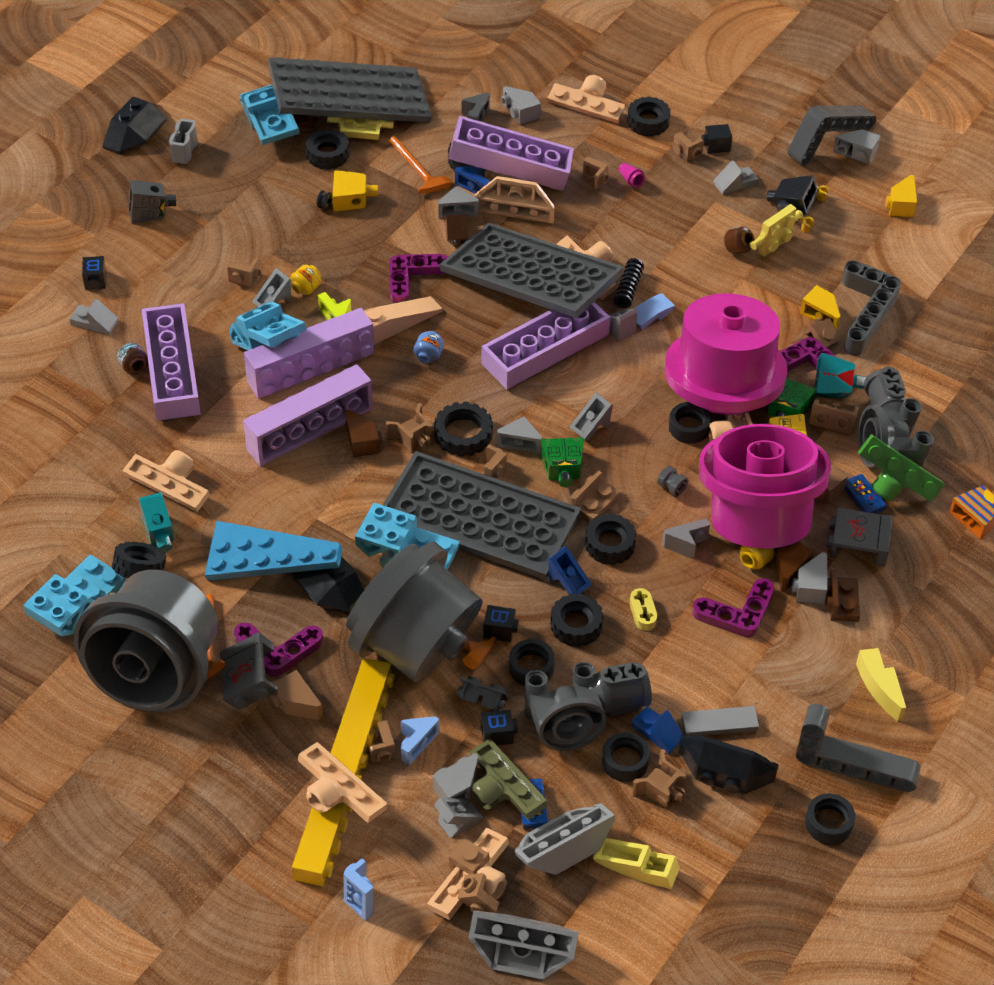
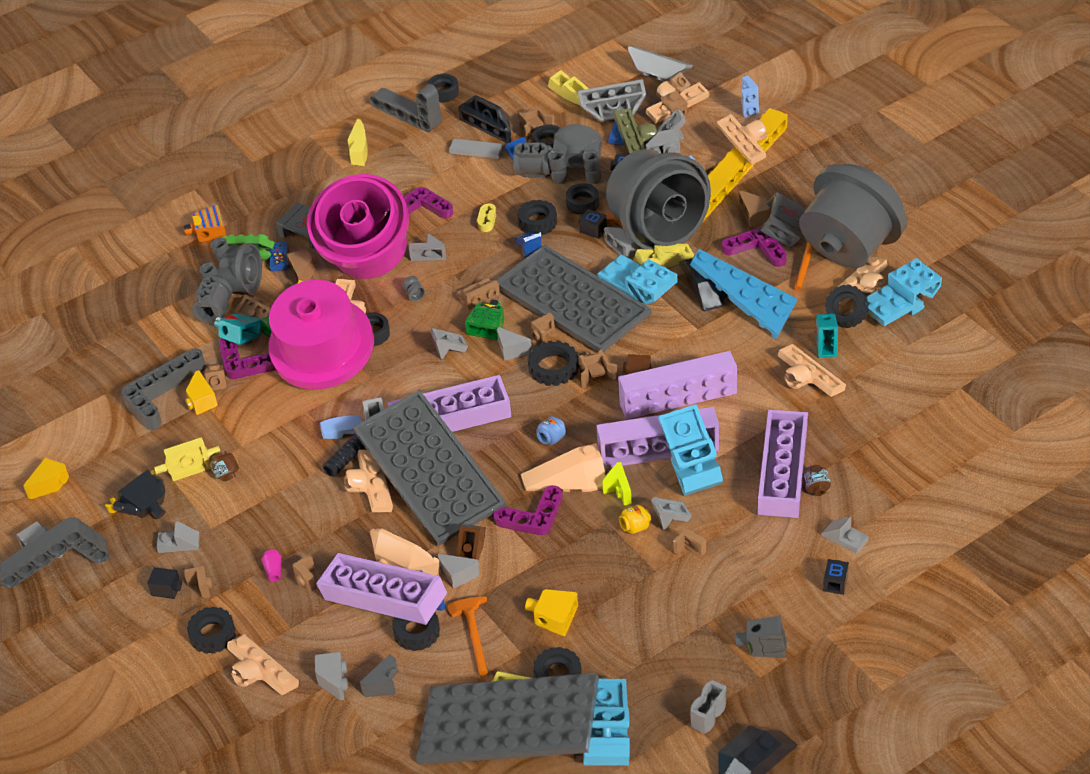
camera: 155 degrees left, 5 degrees down
(324, 200) = (584, 607): black bush -> none
(605, 553) = (483, 251): black tyre -> none

